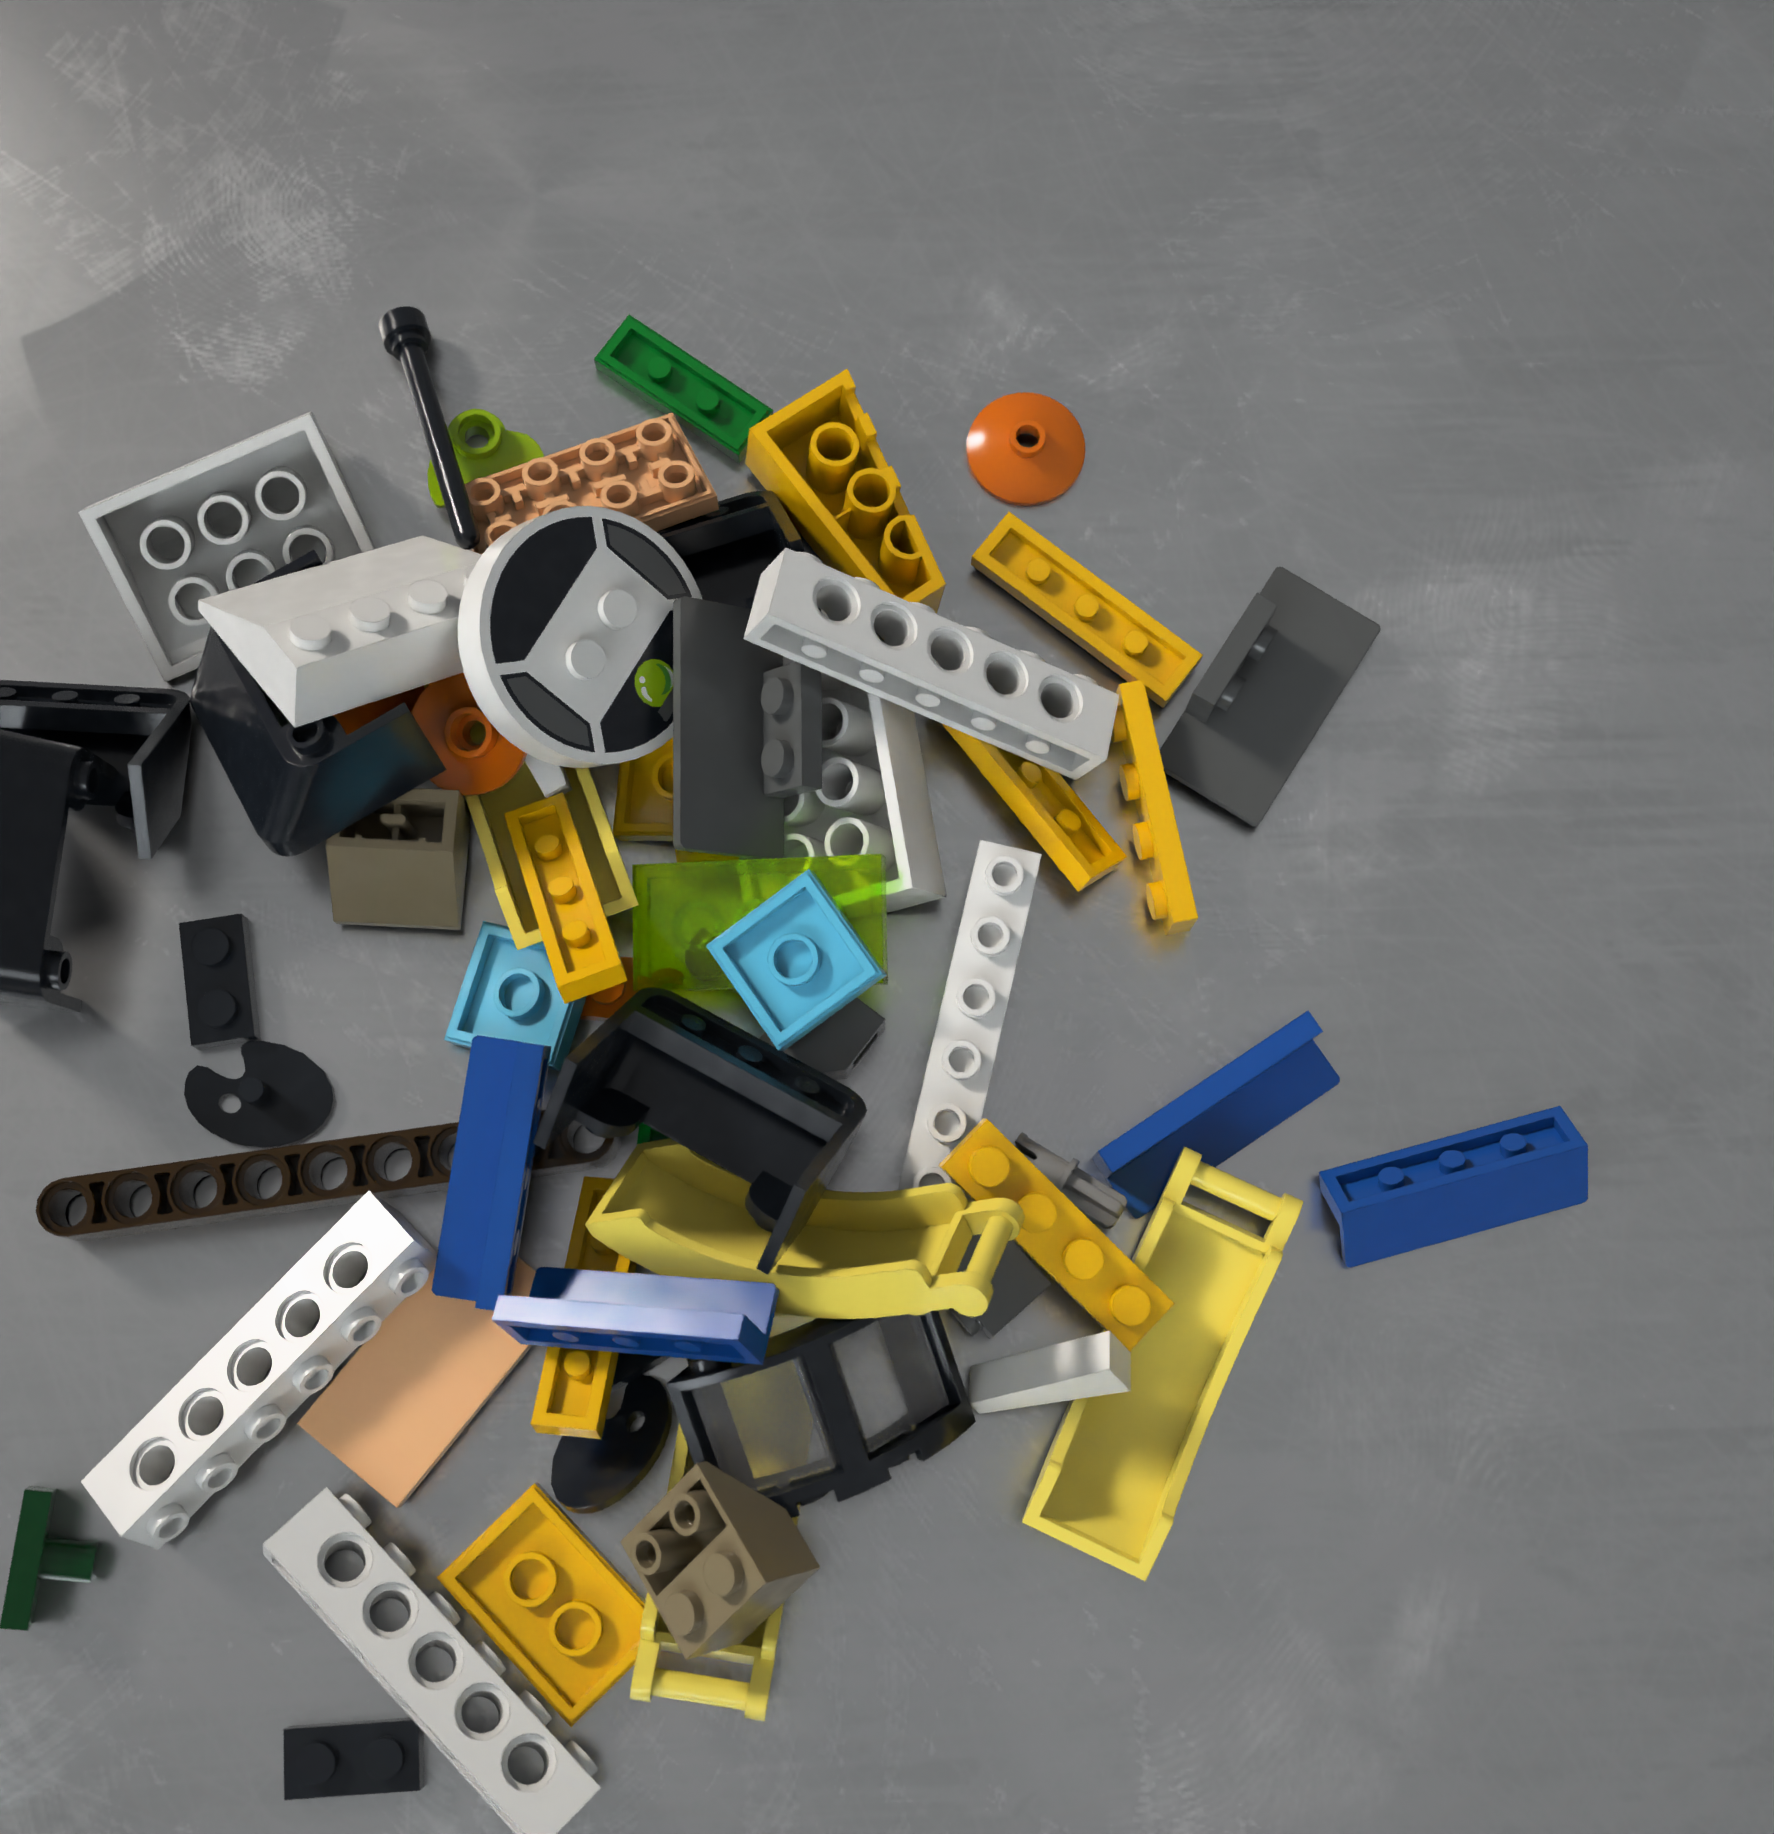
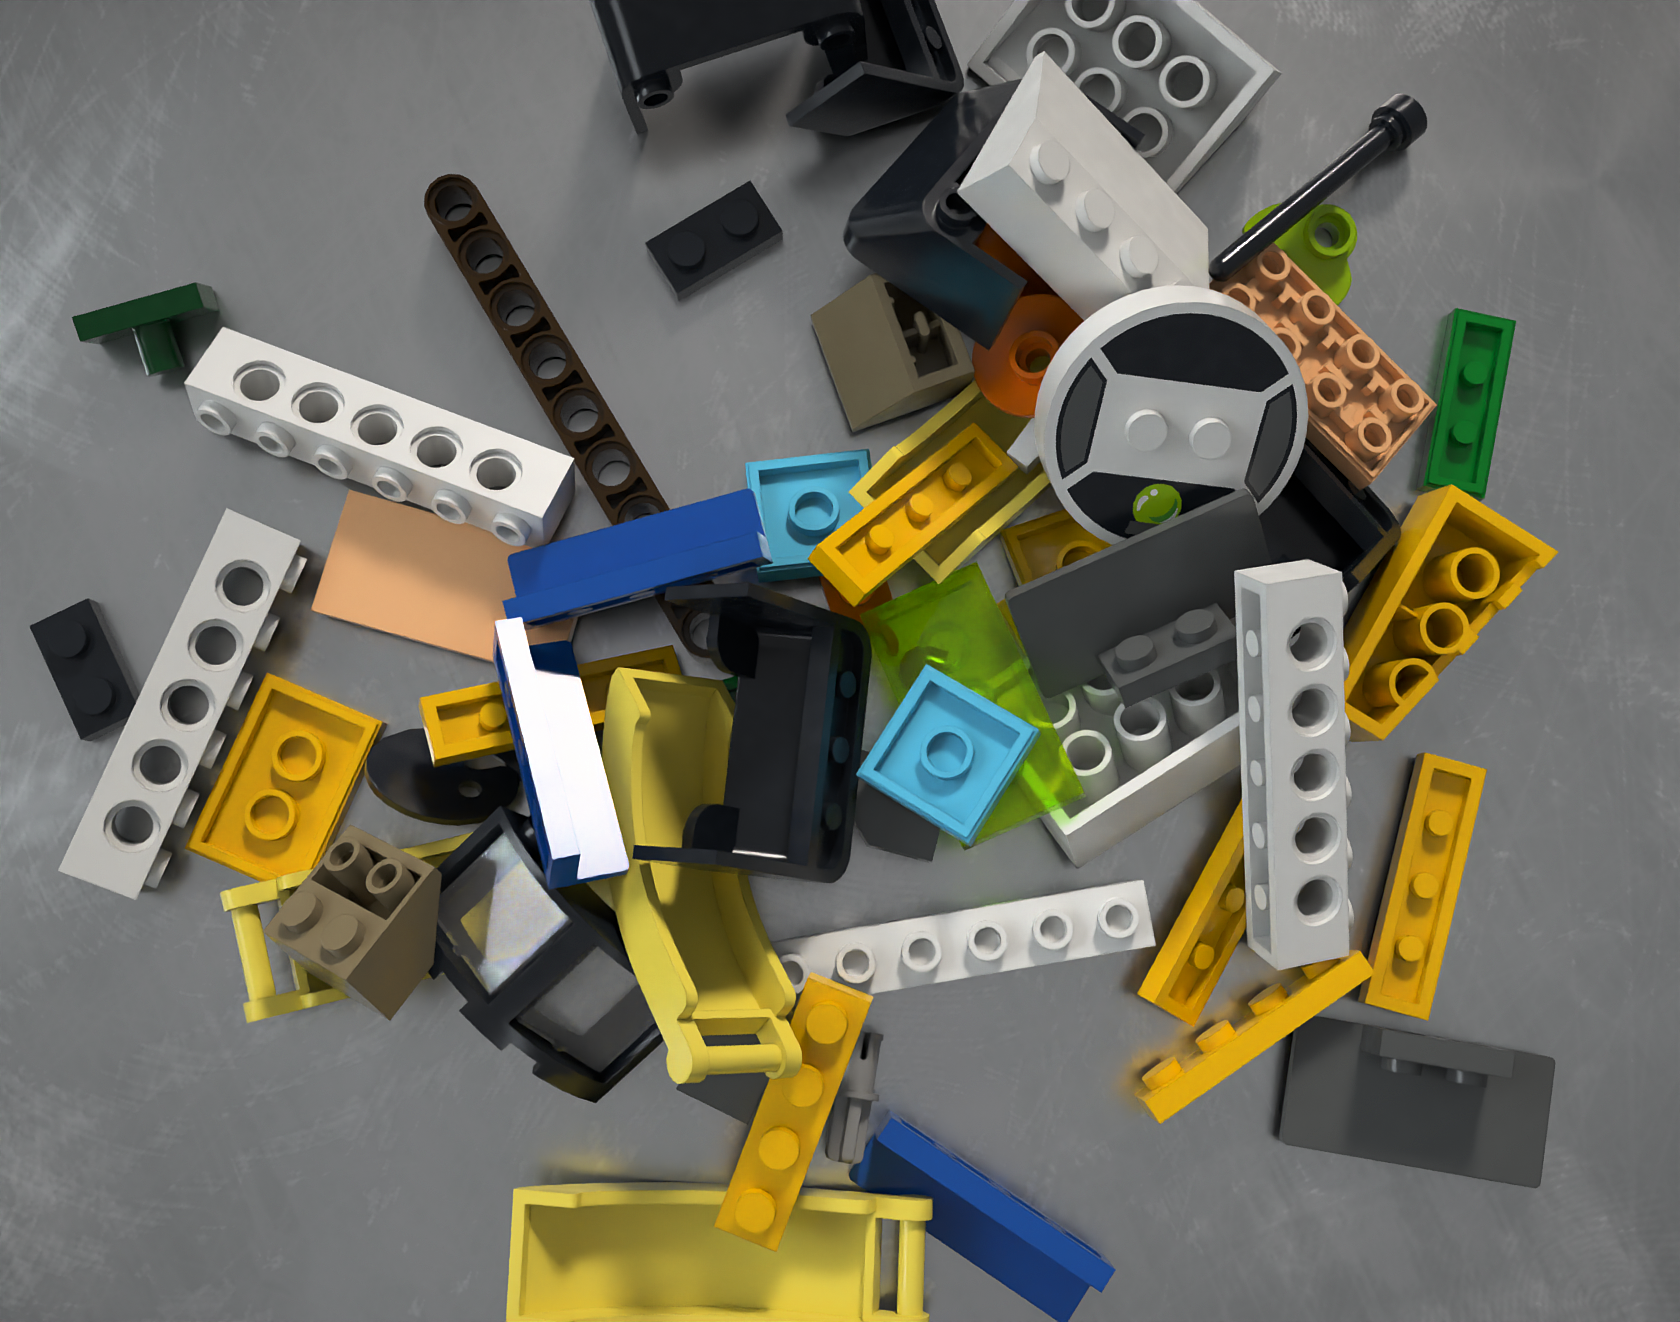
camera: 65 degrees right, 5 degrees up
(280, 1096) = (635, 342): black piece -> none
(1025, 473) = (1532, 765): orange dish -> none
(1052, 1374) = (663, 1160): white piece -> none

